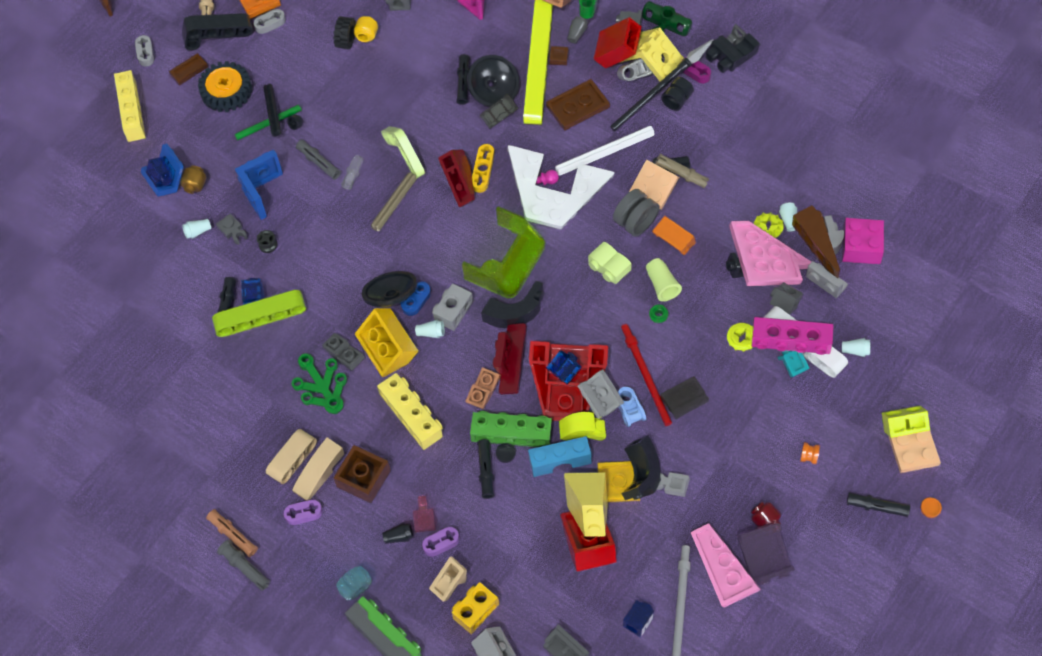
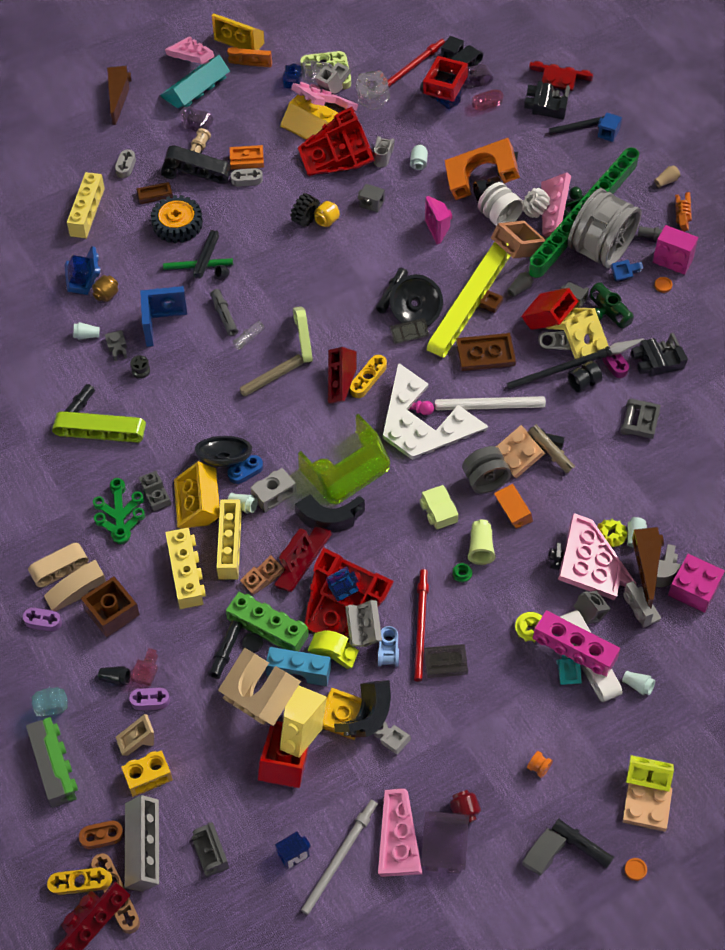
camera: 20 degrees right, 5 degrees down
(252, 290) = (103, 404): clear blue brick -> none
(438, 368) = (229, 539): none -> light yellow brick
(558, 500) = (269, 700): none -> tan arch
(749, 111) = (647, 418): none -> dark grey plate
(850, 526) = (543, 851): none -> dark grey slope

